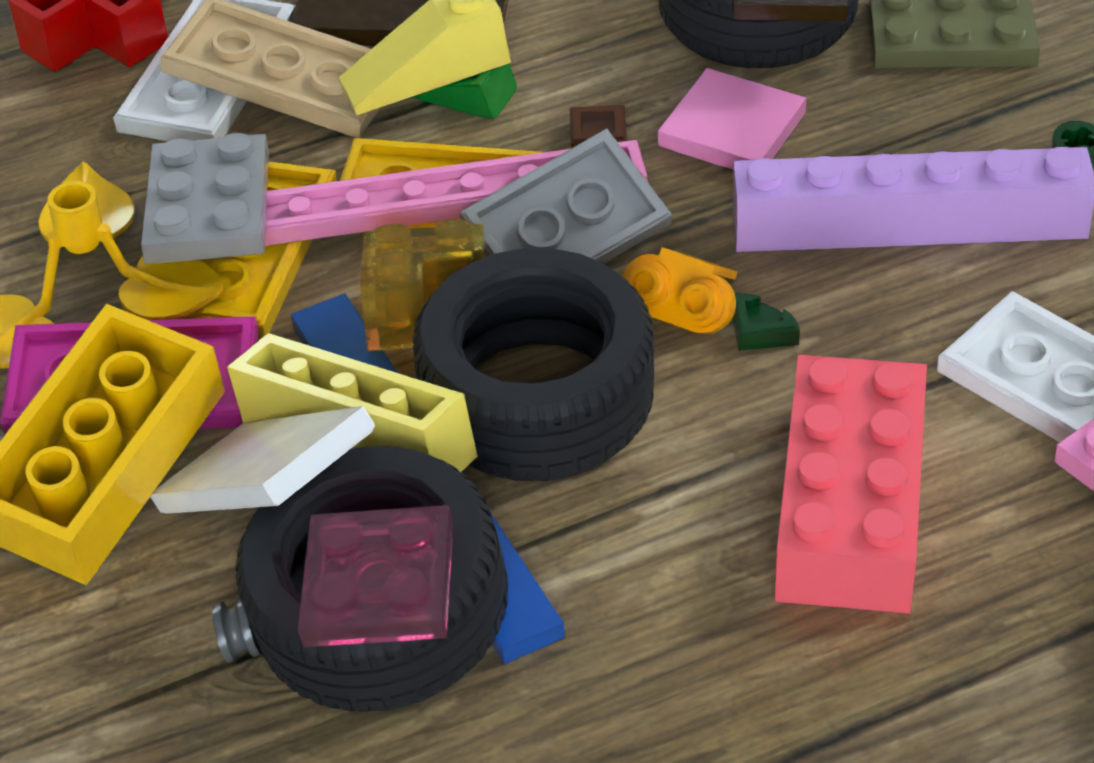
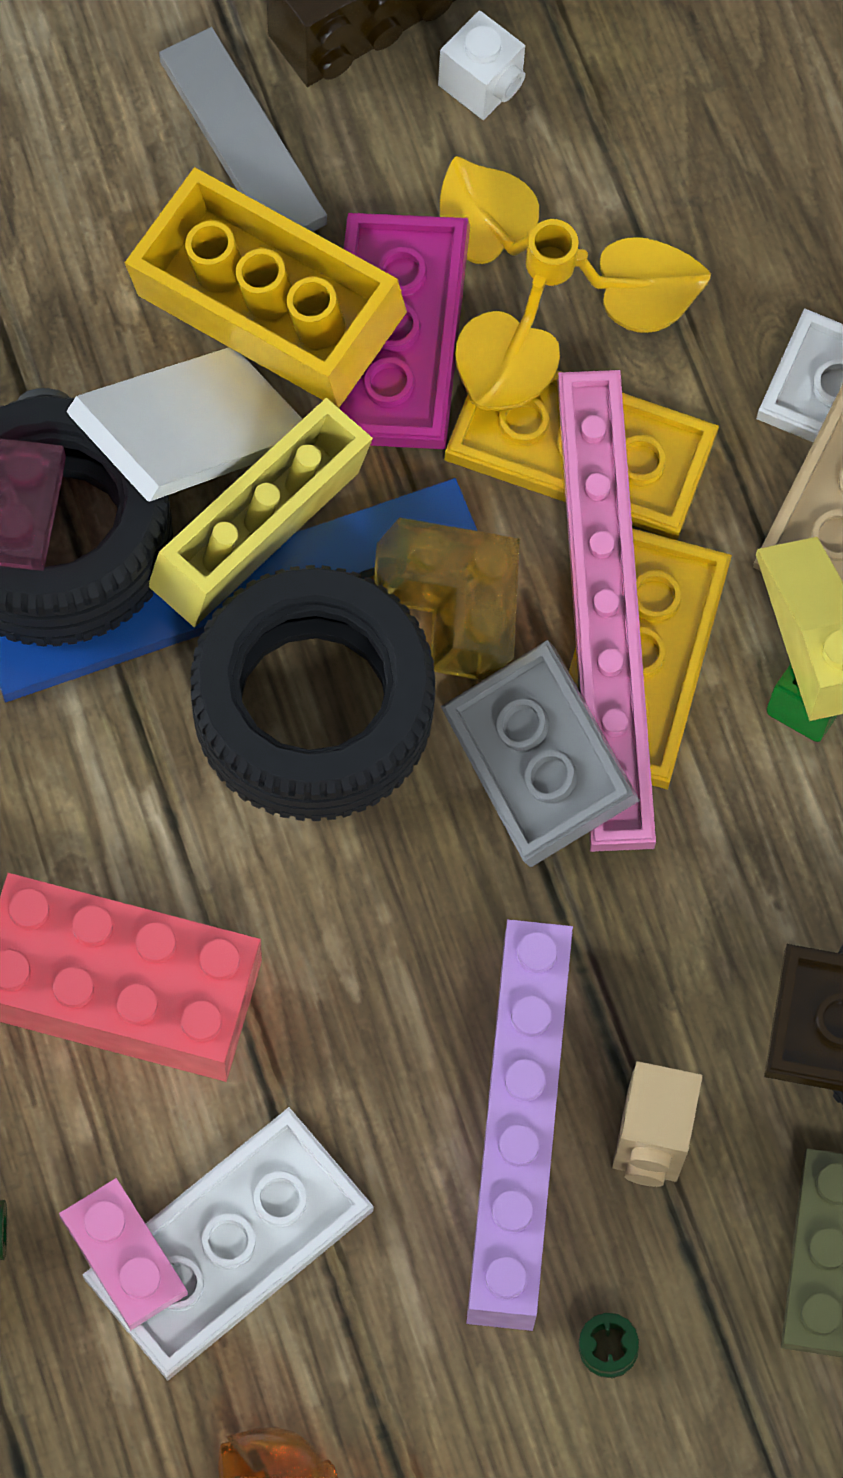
camera: 90 degrees right, 25 degrees up
(206, 199) = (606, 389): light grey plate -> none
(593, 119) = (718, 819): reddish brown tile -> none
(684, 290) = (426, 860): light orange bracket -> none
(731, 120) = (708, 967): bright pink tile -> none
(762, 325) = (379, 942): dark green tile -> none
(894, 99) = (656, 1124): none -> tan brick

